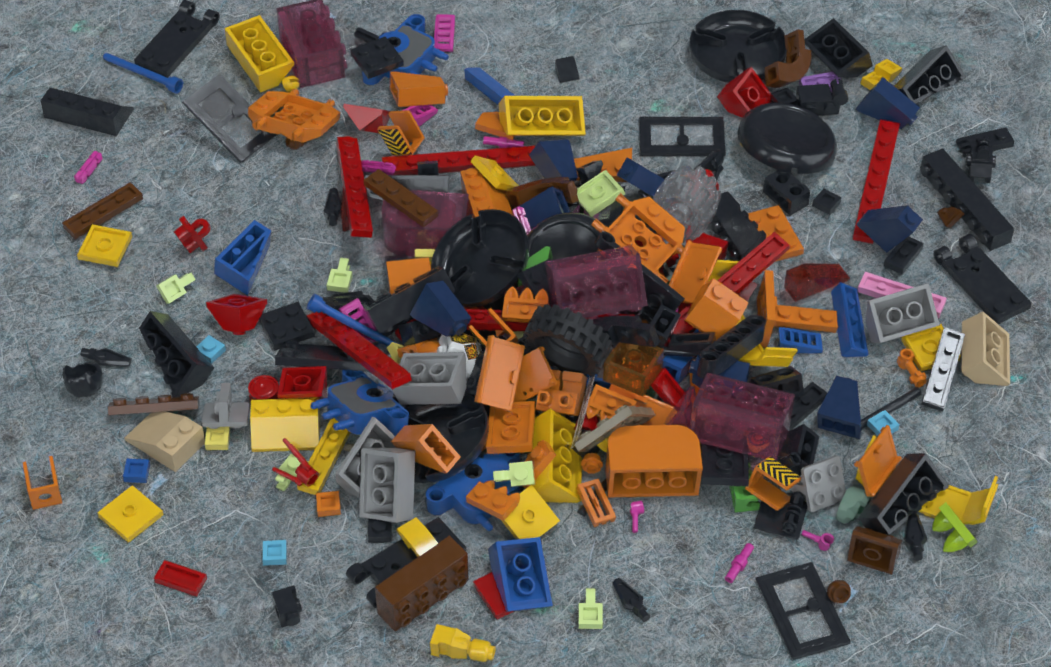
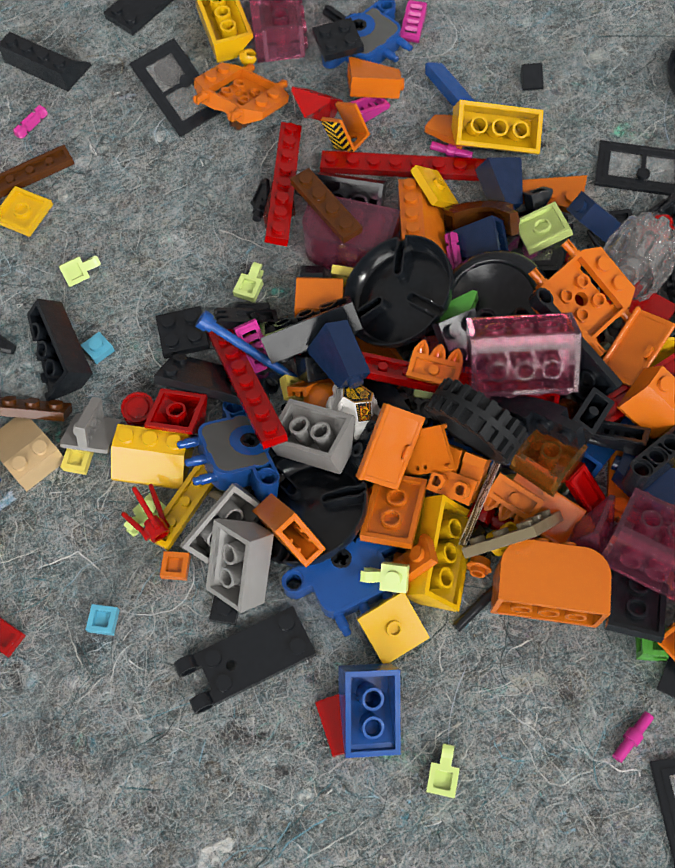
camera: 15 degrees right, 15 degrees up
(173, 83) = (133, 42): blue piece -> none
(189, 237) = (106, 213): red hips -> none
(237, 312) = (132, 309): red slope -> none
(243, 257) = (155, 246): blue wedge -> none
(287, 606) = (98, 698): black brick -> none
(372, 166) = (315, 161): dark pink axle -> none
(416, 536) = (263, 640): yellow slope -> none
(422, 583) = (252, 703): reddish brown brick -> none
(428, 168) = (366, 170): black plate -> none
(458, 645) = (278, 790): yellow piece -> none
(493, 500) = (356, 605): orange plate -> none
(512, 336) = (403, 383): orange piece -> none
(588, 506) = (465, 621): orange tile -> none
(631, 599) = (495, 762): black piece -> none
(636, 509) = (520, 636): dark pink hand -> none

